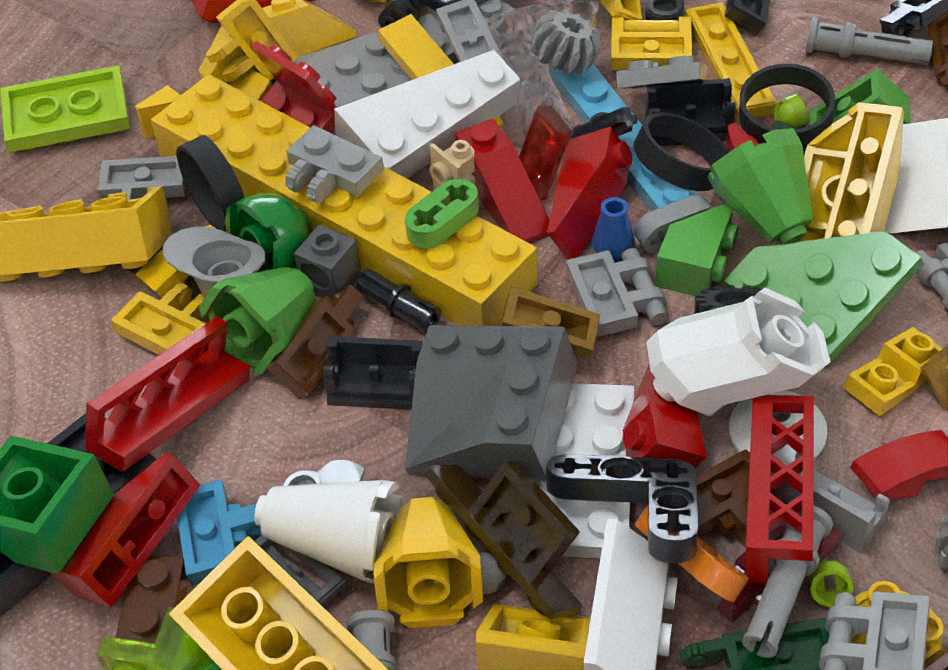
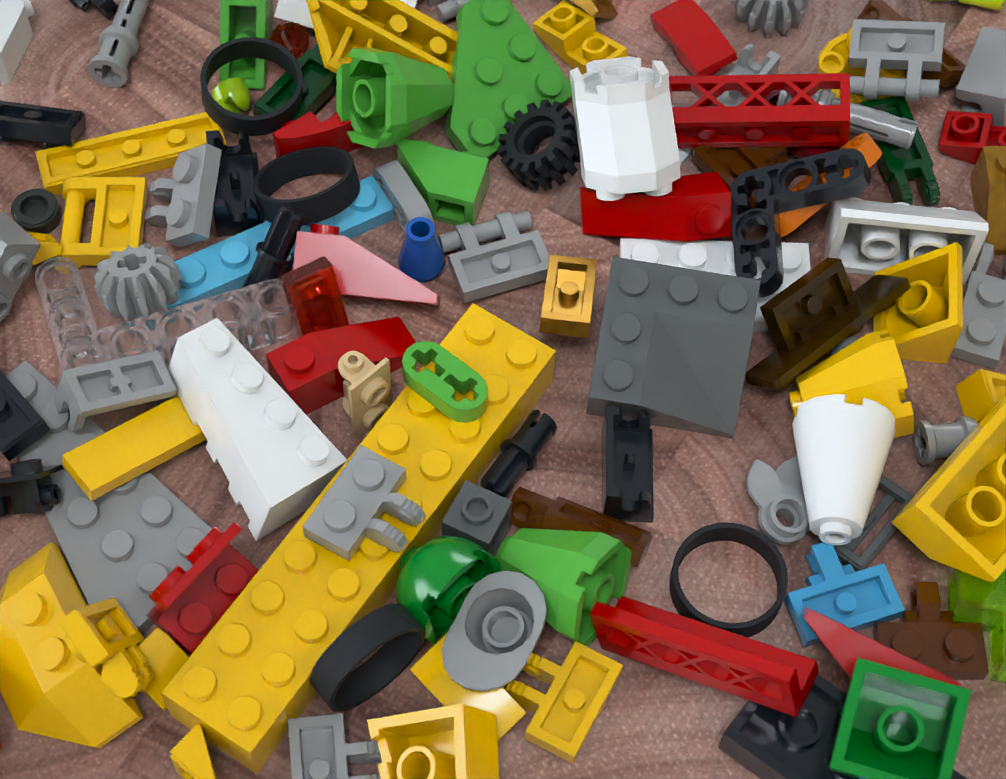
camera: 100 degrees left, 10 degrees up
(243, 409) = (743, 535): none -> black tyre

